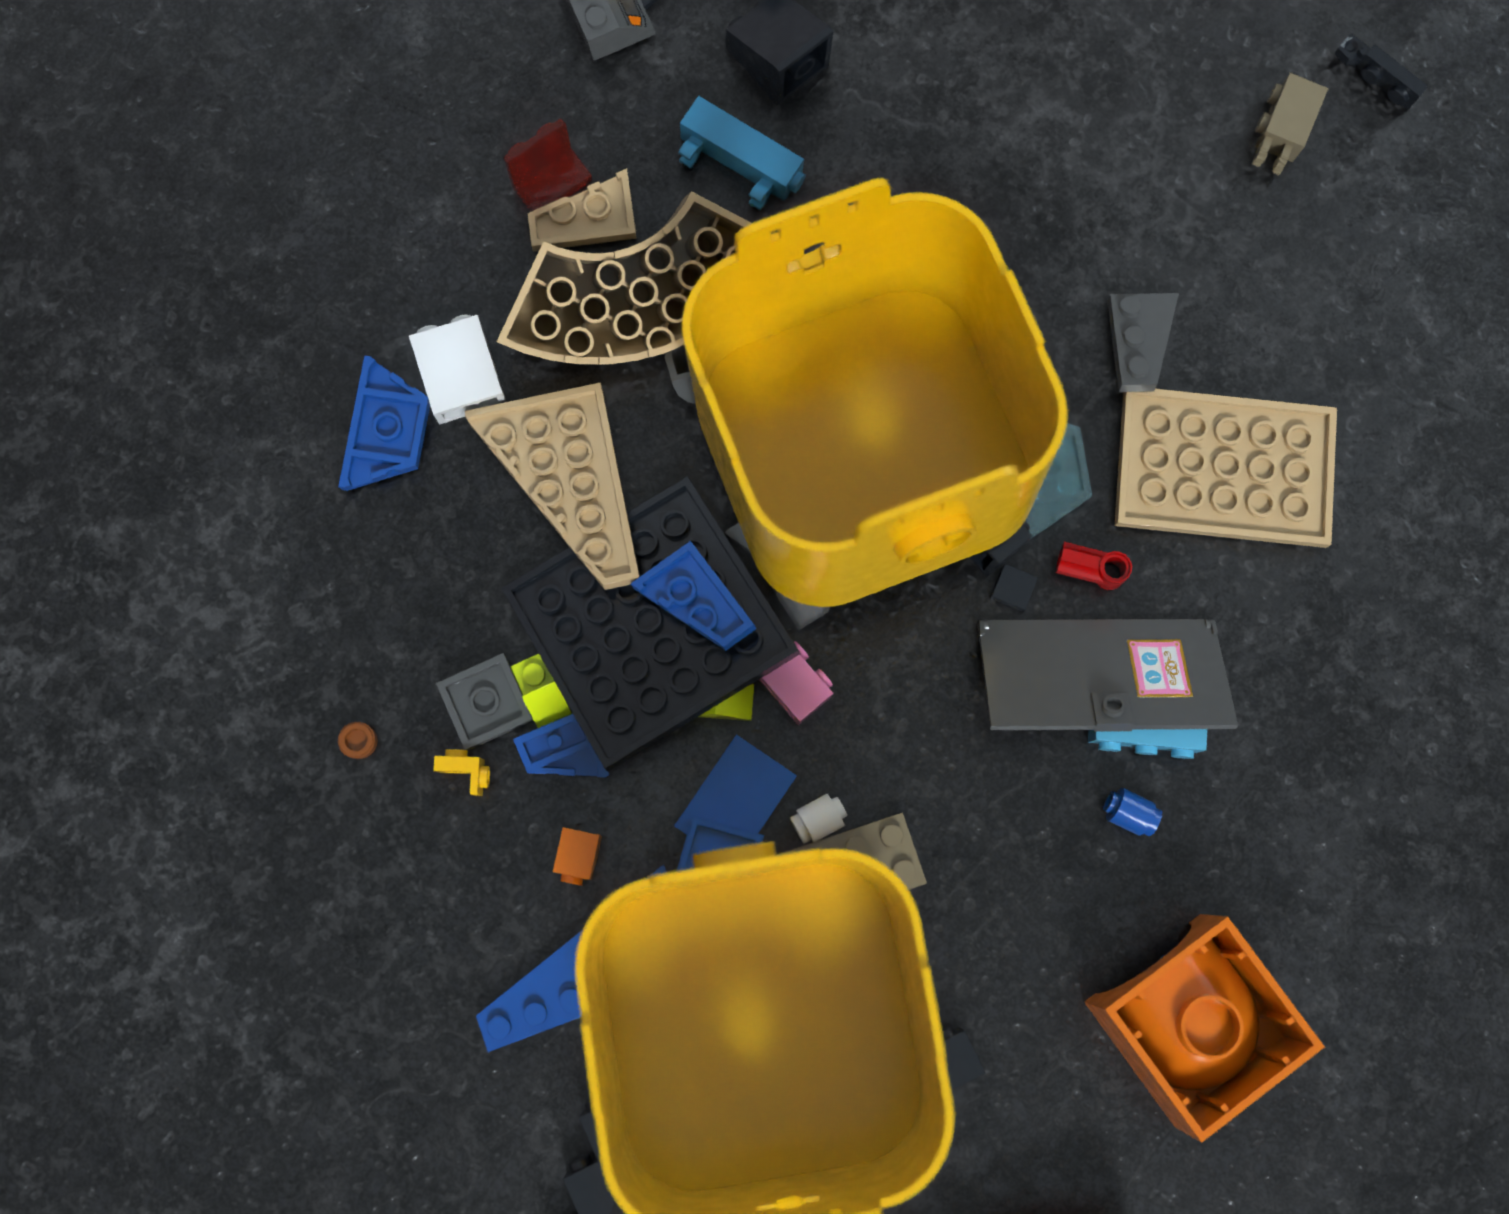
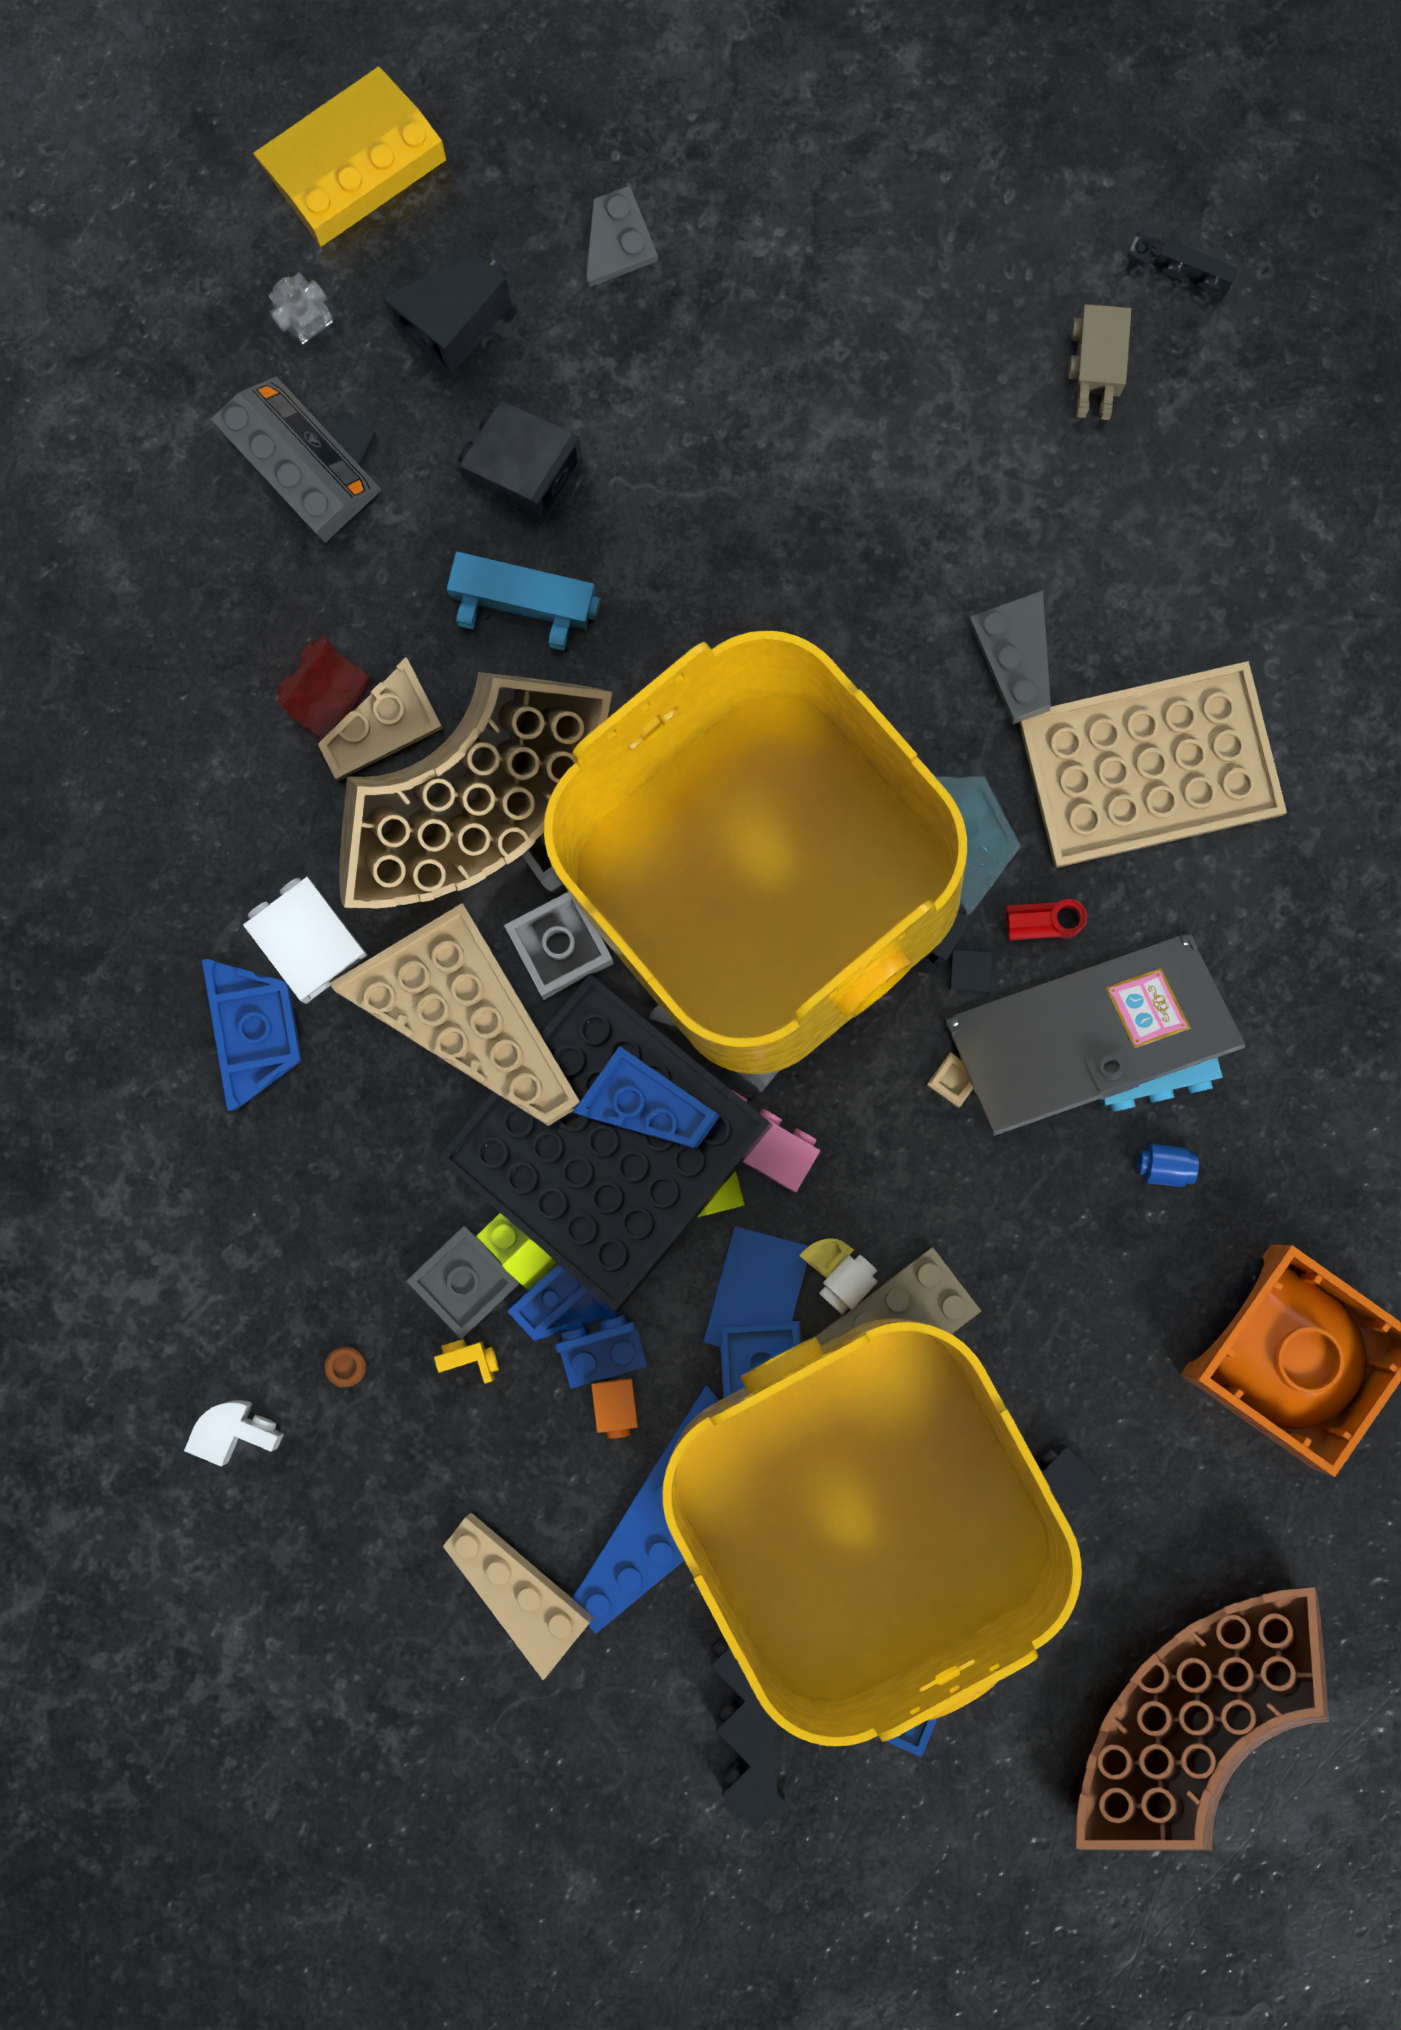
camera: 15 degrees left, 5 degrees up
(232, 753) = (223, 1425): none -> white brick
(435, 998) = (522, 1598): none -> tan wing
(582, 804) = (601, 1352): none -> blue bracket
(669, 443) = (558, 945): none -> light grey brick
(807, 787) = (826, 1255): none -> light yellow tile
(966, 675) = (951, 1080): none -> tan tile

